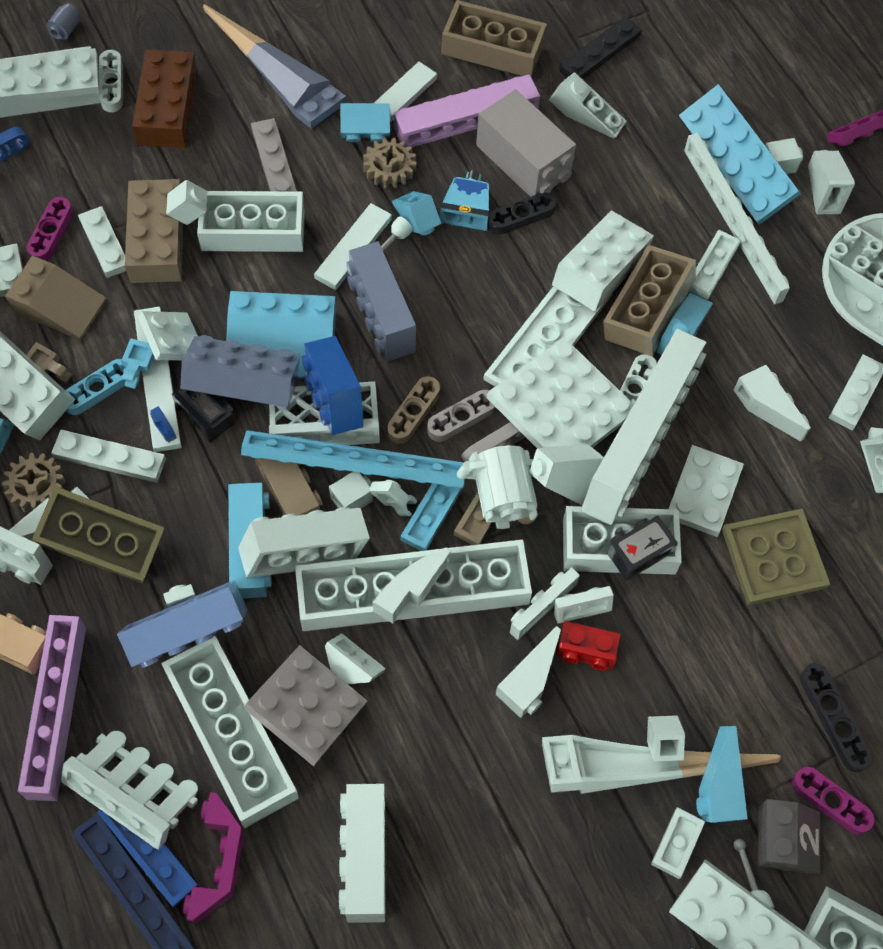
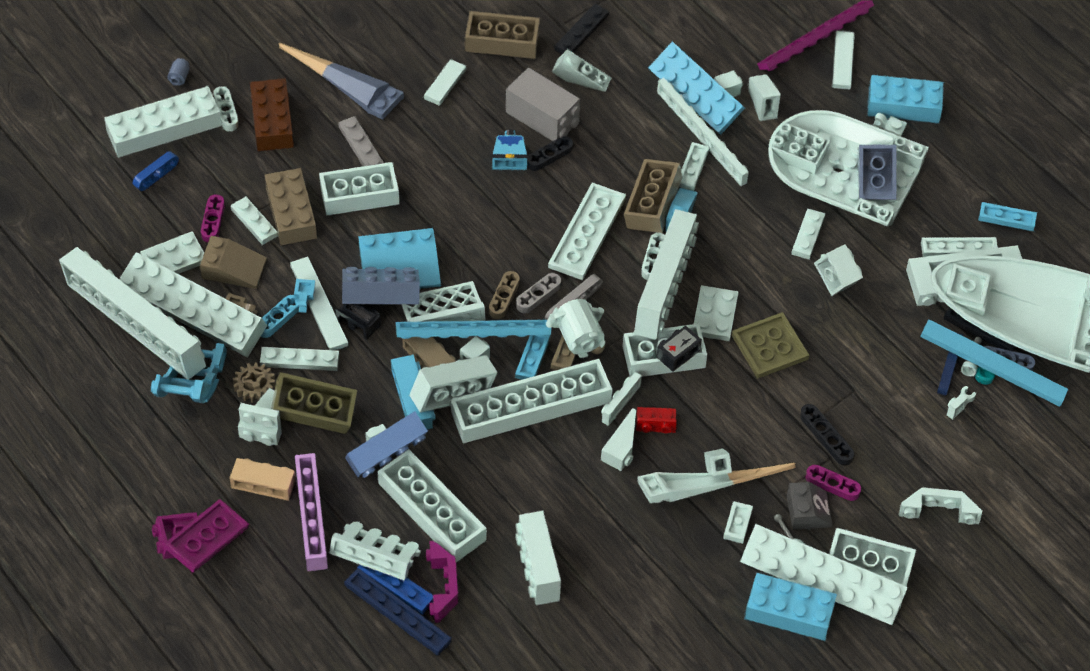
camera: 10 degrees left, 10 degrees down
(60, 74) = (194, 109): light aqua plate -> none
(162, 424) = (334, 330): blue tile -> none
(167, 333) = (322, 272): light aqua plate -> none
(186, 202) = (312, 181): light aqua brick -> none
(305, 705) = (478, 481): light grey plate -> none
(333, 385) = (448, 283): blue brick -> none
(351, 662) = (499, 457): light aqua slope -> none
(363, 232) = (434, 195): light aqua tile -> none
(365, 121) = (422, 108): medium azure brick -> none
(381, 301) = (466, 226): sand blue brick -> none
(389, 162) = (438, 130): dark tan gear -> none
(391, 495) = (503, 347): light aqua plate -> none
(400, 229) = (465, 178): light aqua hinge -> none
(411, 585) = (531, 395): light aqua slope -> none
(418, 211) = (475, 164): medium azure slope -> none
(456, 112) = (486, 91): lavender brick -> none
(561, 399) = (605, 271): light aqua plate -> none
(566, 469) = (618, 310): light aqua slope -> none
(583, 604) = (648, 394): light aqua plate -> none
(601, 260) = (614, 174): light aqua brick -> none
(722, 785) = (760, 484): medium azure slope -> none
(768, 400) = (747, 248): light aqua slope -> none

